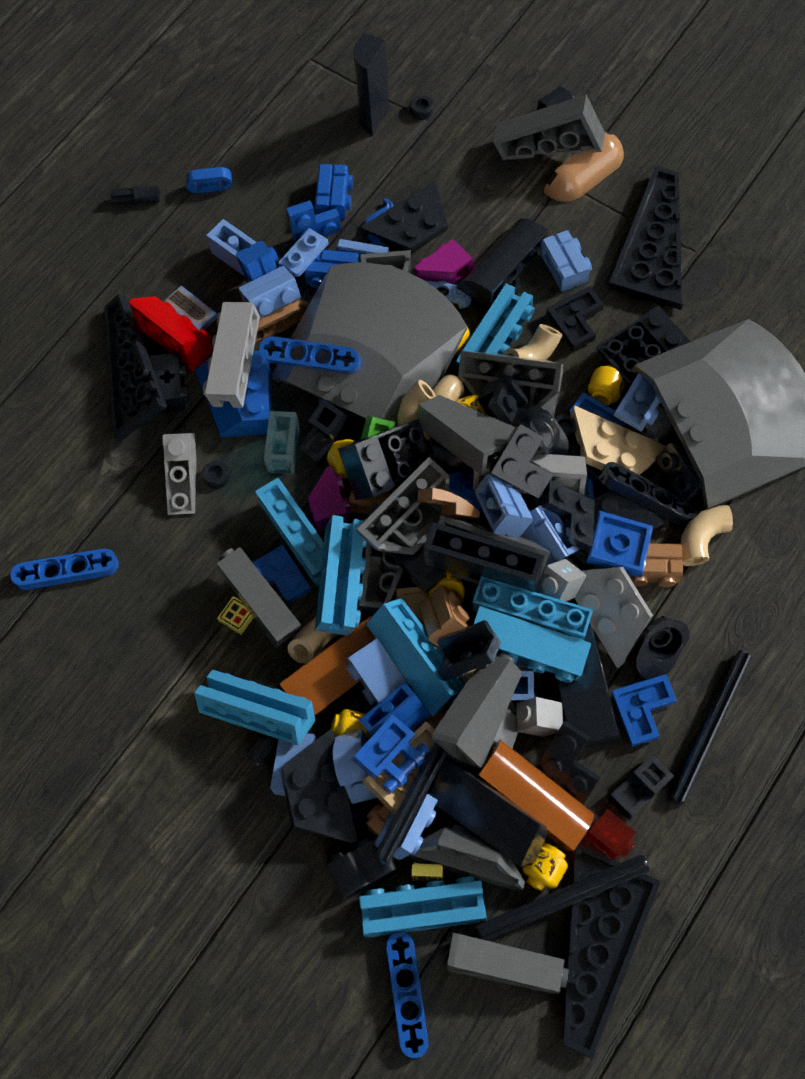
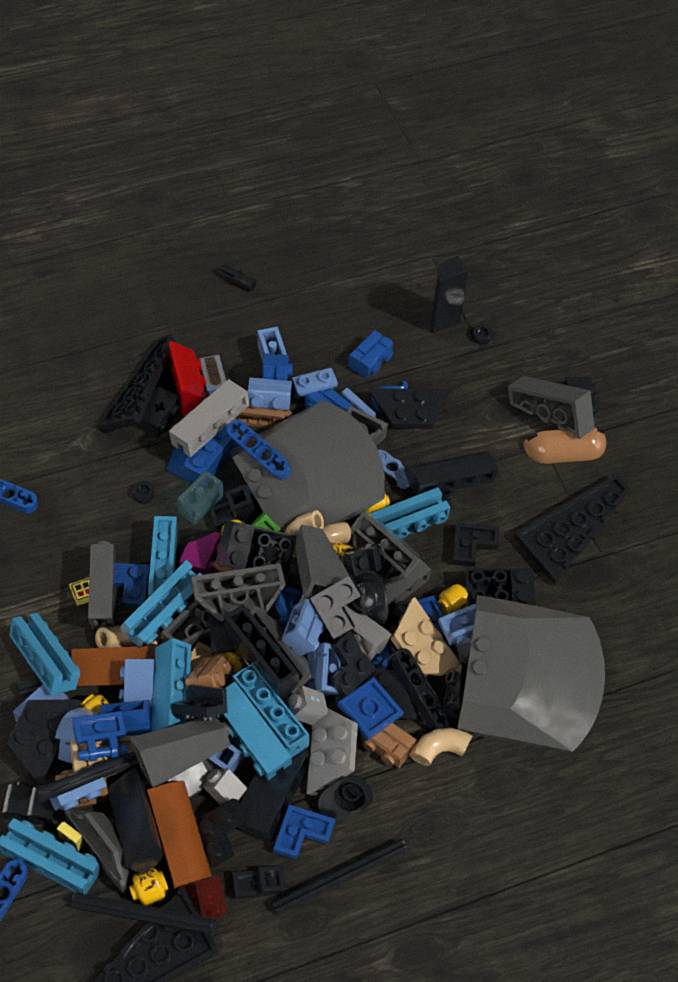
camera: 25 degrees right, 10 degrees down
(180, 472) = (120, 475): light grey slope -> none
(209, 180) = (293, 296): blue beam -> none
(302, 218) = (332, 358): blue plate -> none
(446, 264) = (408, 449): magenta slope -> none
(451, 504) = (270, 605): medium nougat slope -> none
(506, 964) = (70, 927): dark grey slope -> none
(540, 346) = (428, 546): tan cylinder -> none
(565, 260) = (495, 500): medium blue brick -> none

